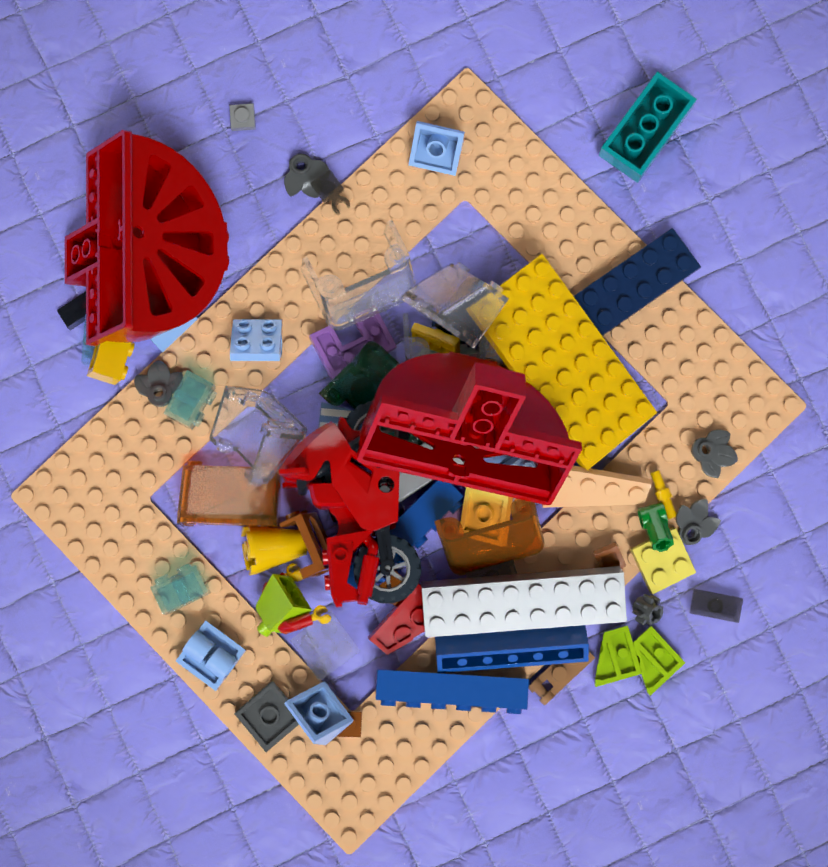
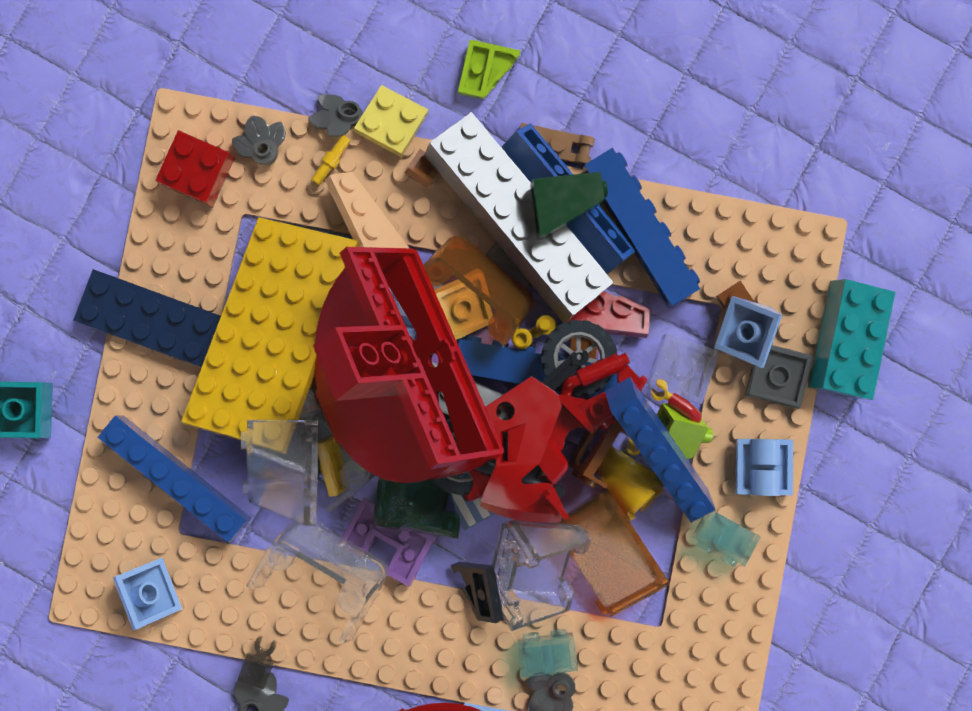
camera: 125 degrees left, 5 degrees up
(256, 340) = (448, 632): light blue plate -> none
(257, 789) = (852, 339): none -> teal brick
(269, 384) = (481, 590): none -> black wing
(278, 580) = (659, 449): none -> blue brick
(429, 565) = (544, 326): none -> yellow plant
(506, 222) = (174, 477): none -> blue brick
(510, 641) = (565, 199): none -> dark green slope
(616, 657) = (507, 103): lime wing -> none
(647, 609) = (445, 104): dark grey gear -> none
(655, 521) = (361, 149): green piece -> none
(716, 606) = (399, 47): clear smoke plate -> none
(724, 390) = (195, 168): none -> red brick

